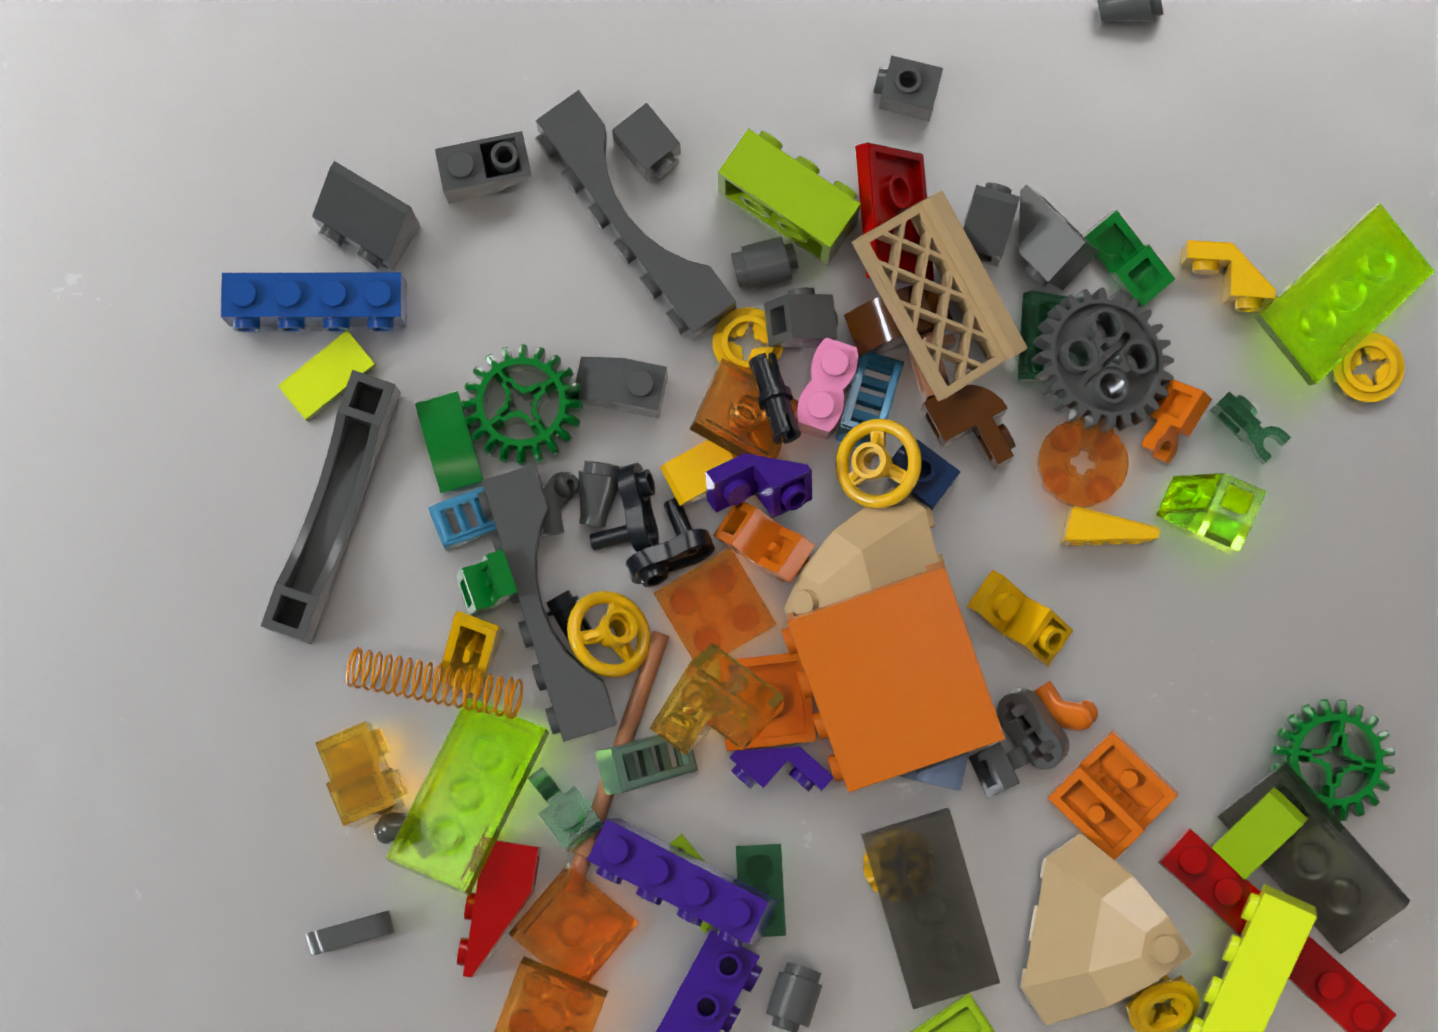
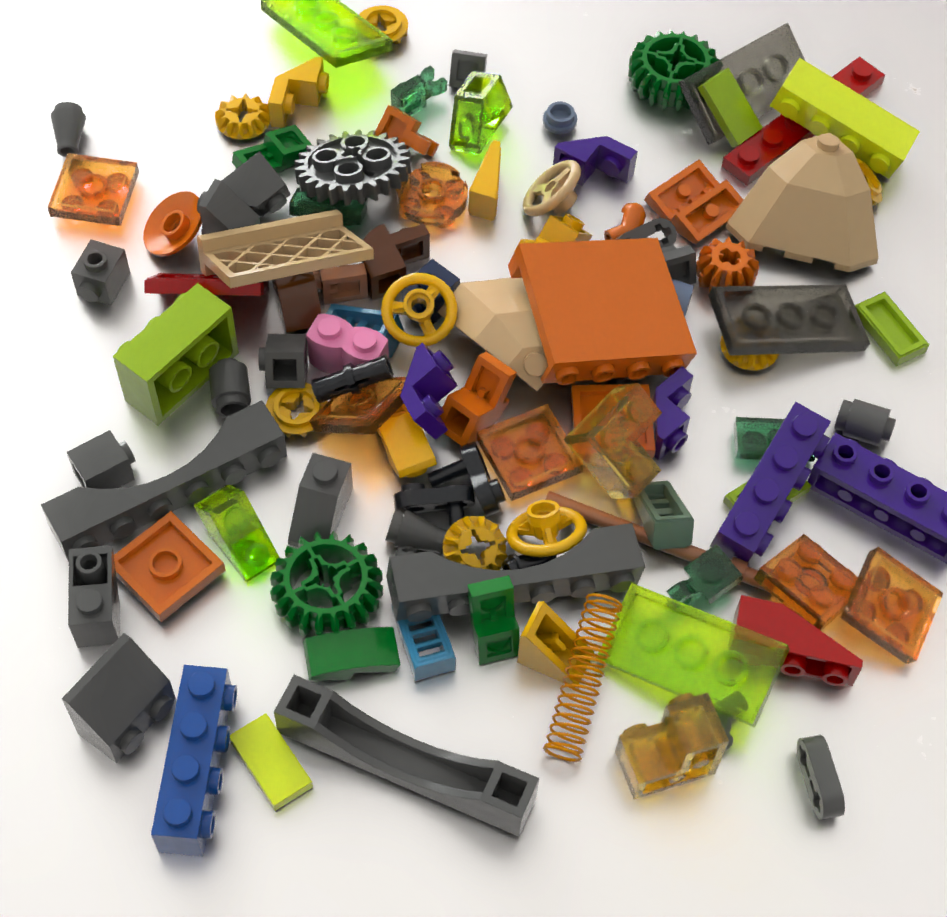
camera: 90 degrees left, 25 degrees down
(532, 234) = (166, 566): none -> orange plate
(579, 300) = (237, 531): none -> clear neon green slope
(600, 568) = (485, 531): none -> yellow gear
(990, 156) = (172, 224): none -> orange dish
(1018, 837) = (726, 265): none -> orange gear
(1039, 54) = (93, 189): none -> clear orange plate
(1094, 617) = (557, 192): none -> tan piece
(1158, 645) = (598, 153): none -> dark purple slope
(1172, 227) = (252, 125): none -> yellow gear
(1232, 614) = (560, 118): none -> sand blue plate
(1296, 488) = (463, 64): none -> dark grey tile

